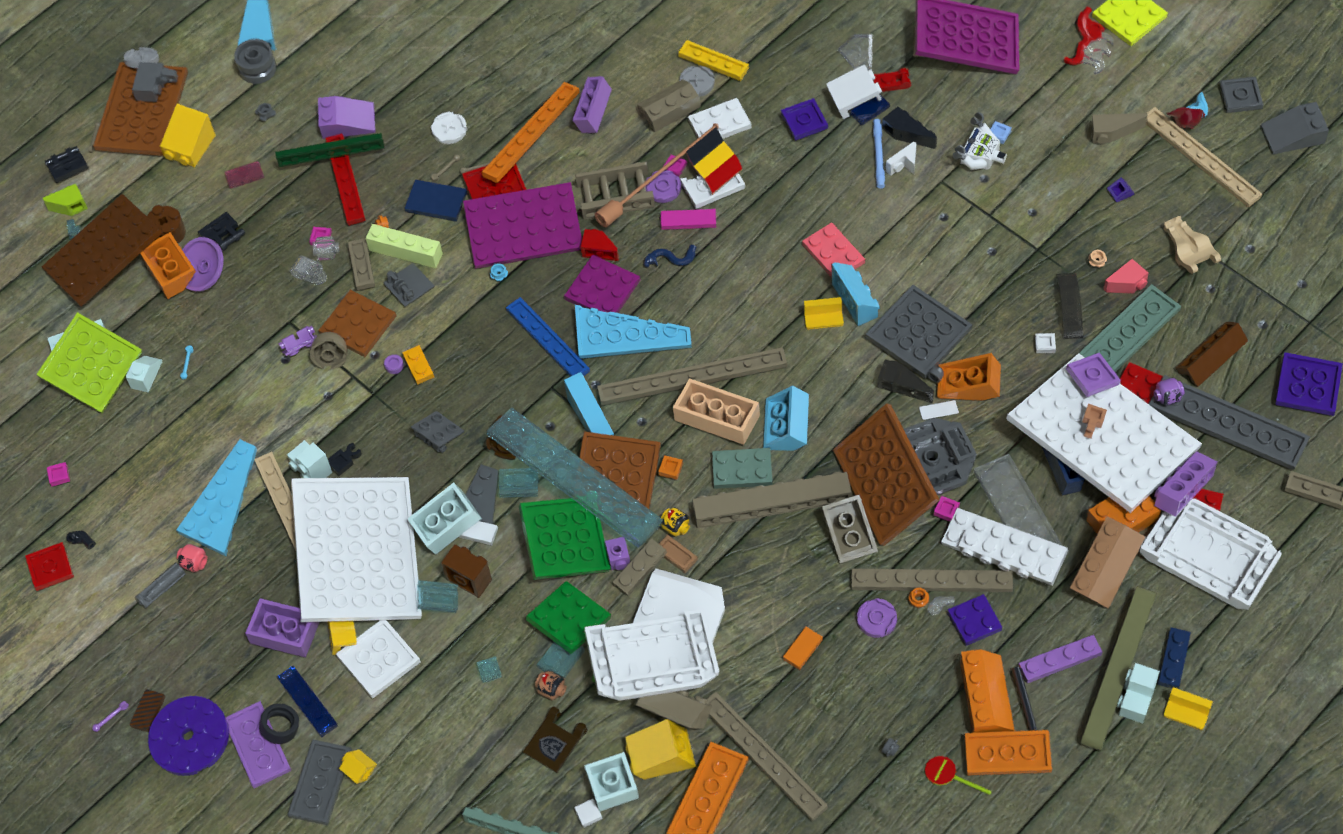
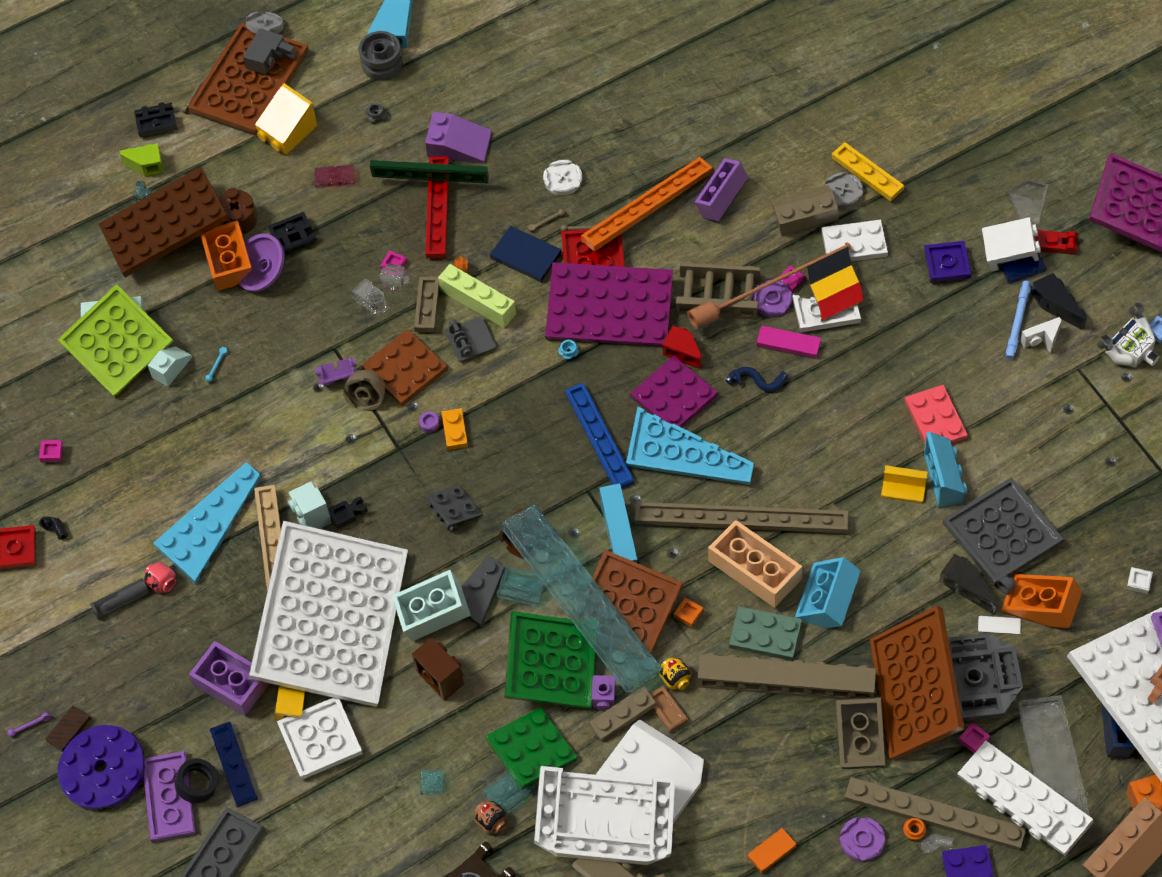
camera: 15 degrees right, 0 degrees up
(357, 766) = (263, 849): yellow brick -> none
(437, 596) = (400, 688): clear light blue plate -> none
(481, 532) = (466, 630): white tile -> none

